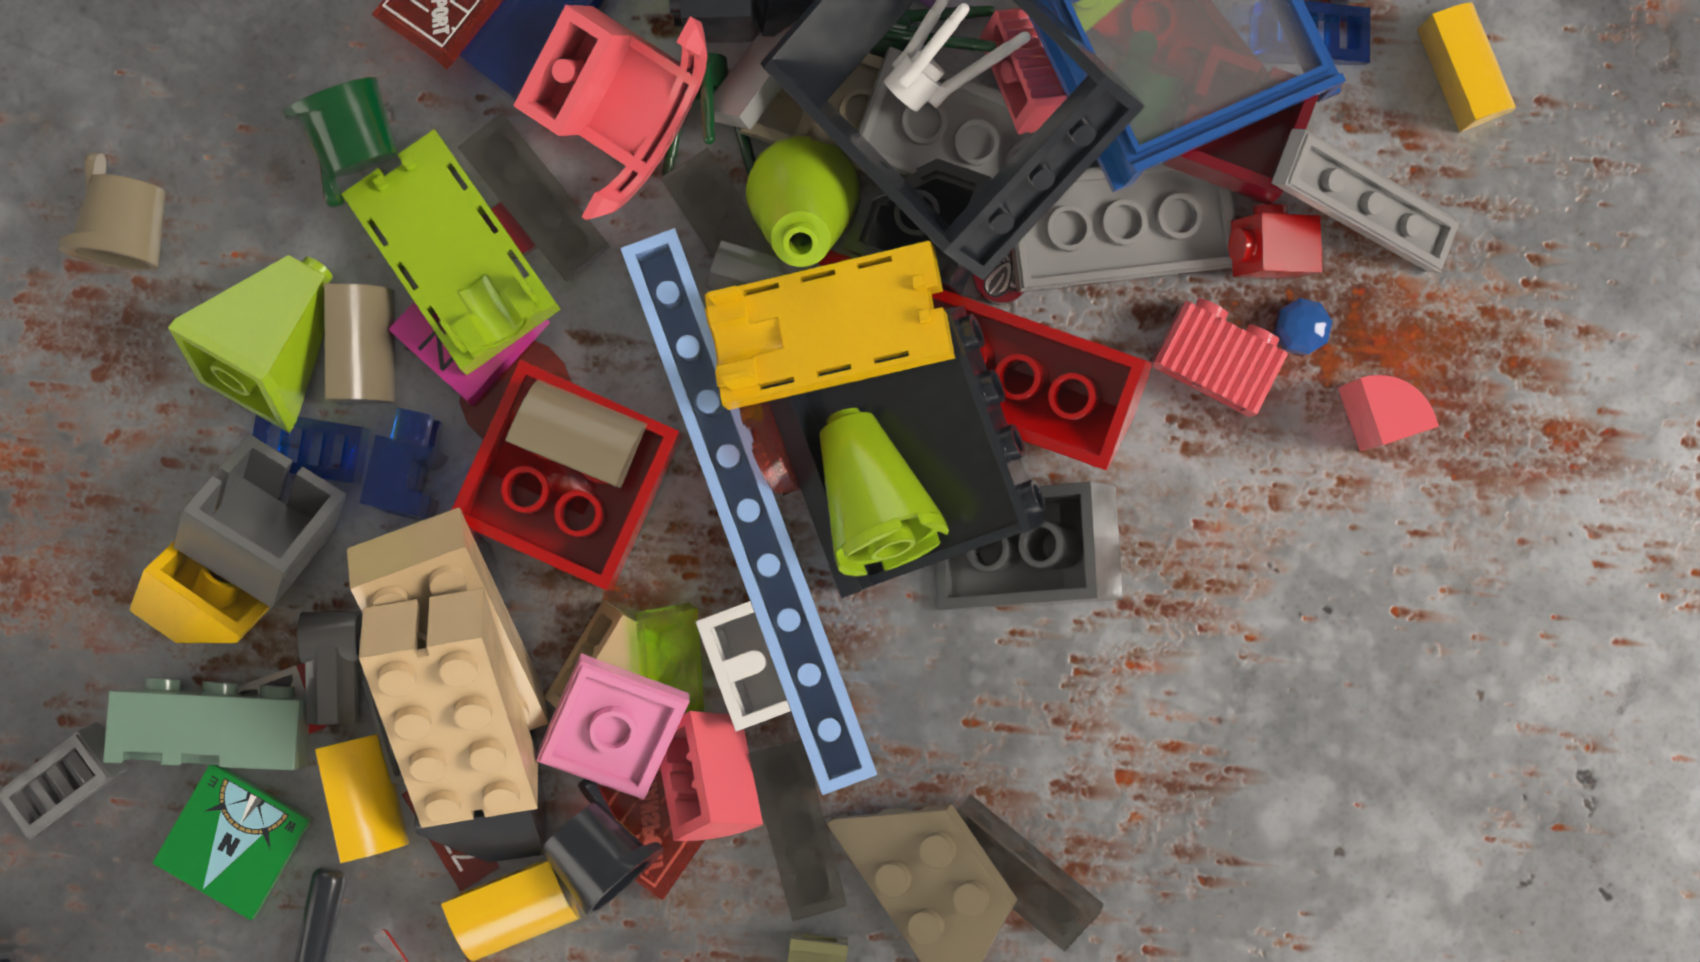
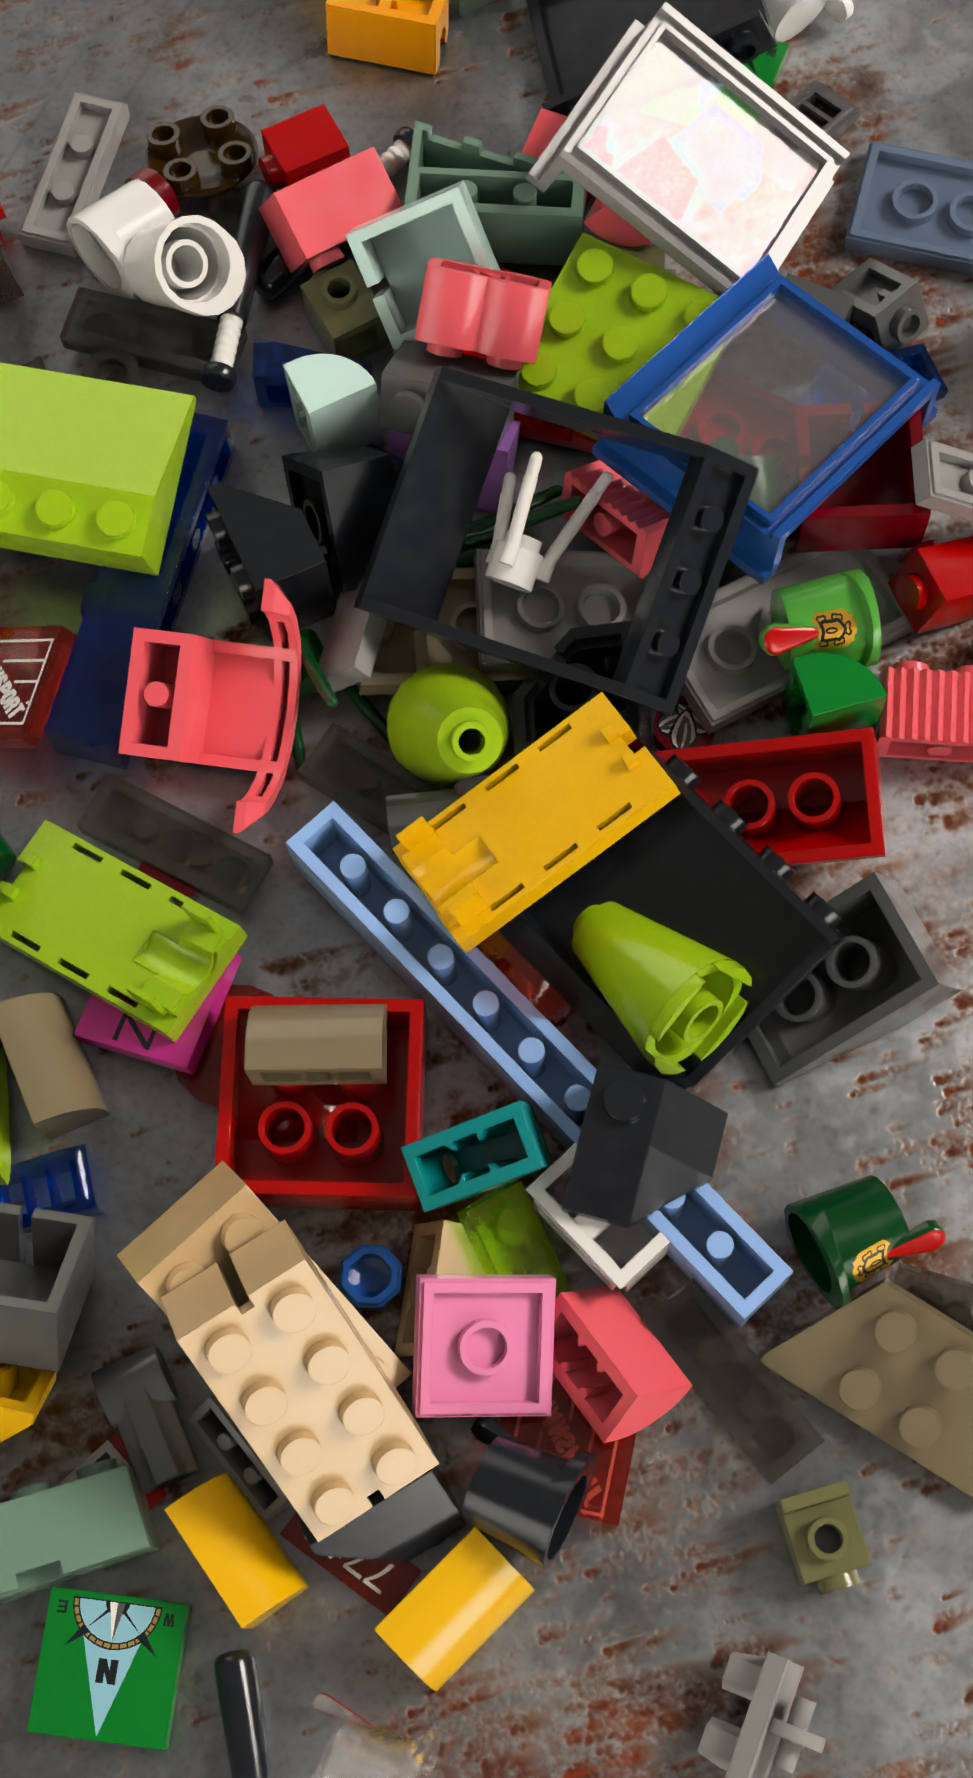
camera: 15 degrees left, 15 degrees down
(401, 466) = (142, 1160): clear blue hips -> none
(550, 629) = (371, 1277): none -> blue tile
(682, 580) = (483, 1155): none -> teal torso
(797, 632) = (640, 1147): none -> black slope
(943, 761) = (854, 1235): none -> dark green hat
(1126, 315) = (831, 695): none -> green brick
(1149, 246) = (825, 616): none -> bright green hat

